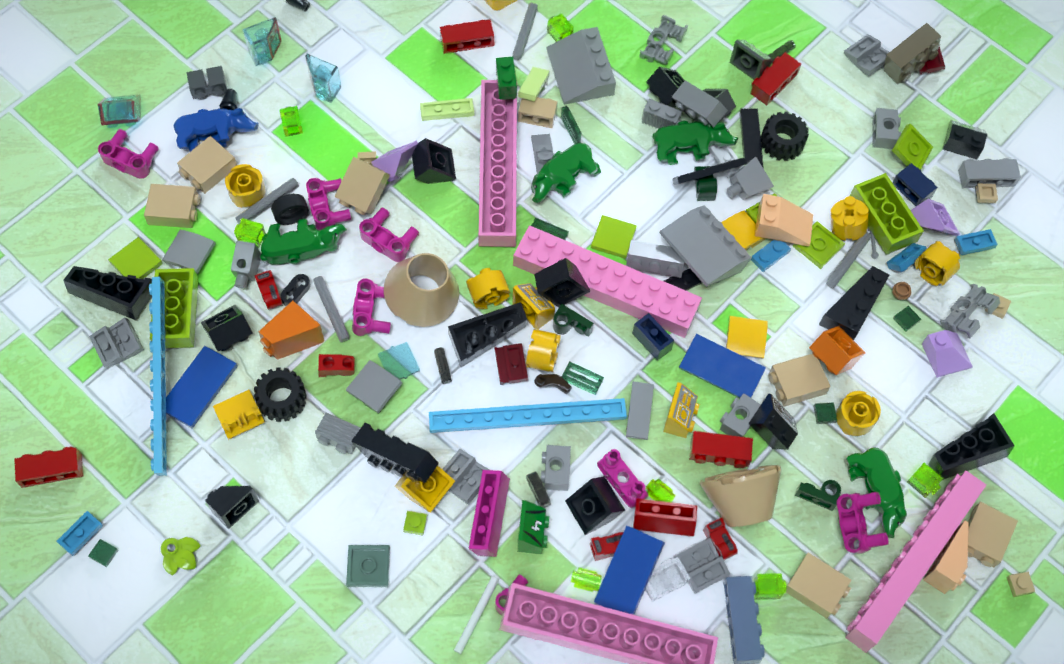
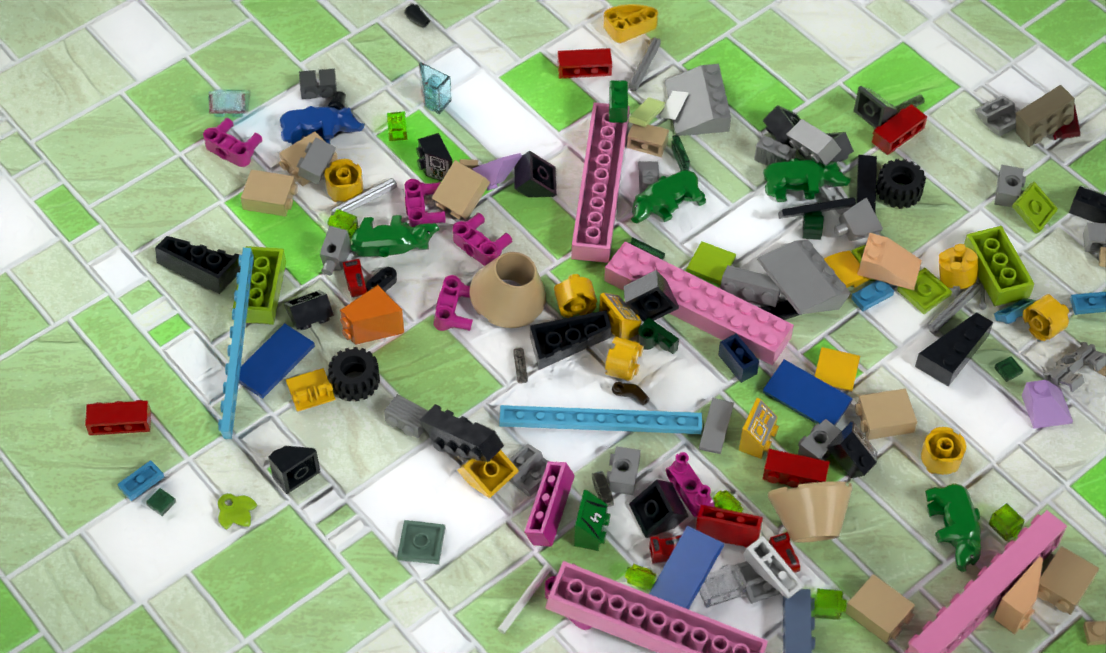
camera: 10 degrees right, 10 degrees down
(116, 343) = (198, 313): light grey slope -> none
(135, 260) = (227, 238): lime tile -> none
(189, 250) = (280, 234): light grey slope -> none
(215, 169) = (316, 160): none -> light grey brick
(263, 40) = (378, 49): clear light blue slope -> none
(289, 209) = (382, 197): black tyre -> none
(331, 152) = (433, 156): none -> black slope
(331, 309) = (415, 303): light grey axle -> none
(336, 365) = (413, 353): red leg -> none
(374, 386) = (448, 377): light grey slope -> none
(399, 361) = (476, 358): clear light blue piece -> none
(415, 523) = (473, 507): lime plate -> none
(447, 109) = (555, 129): yellowish green tile -> none
(511, 364) = (590, 370): dark red plate -> none
(558, 72) = (674, 105): none -> white sticker
(559, 27) = (680, 62): clear neon green brick -> none
(581, 385) = (659, 394): clear green tile -> none
(654, 48) = (777, 92): light grey piece -> none
(713, 559) = (772, 568): none -> white slope
(819, 496) = (892, 525): dark green plate -> none
(825, 413) = (910, 449): clear green tile -> none
(837, 350) = (928, 388): orange brick -> none
(854, 524) = (925, 553): dark pink piece -> none
(901, 290) = (1006, 341): medium nougat plate -> none
(914, 185) = (1033, 243): dark blue brick -> none
(935, 217) = (1050, 274): lavender slope -> none
(975, 448) = (1063, 496): black wedge -> none

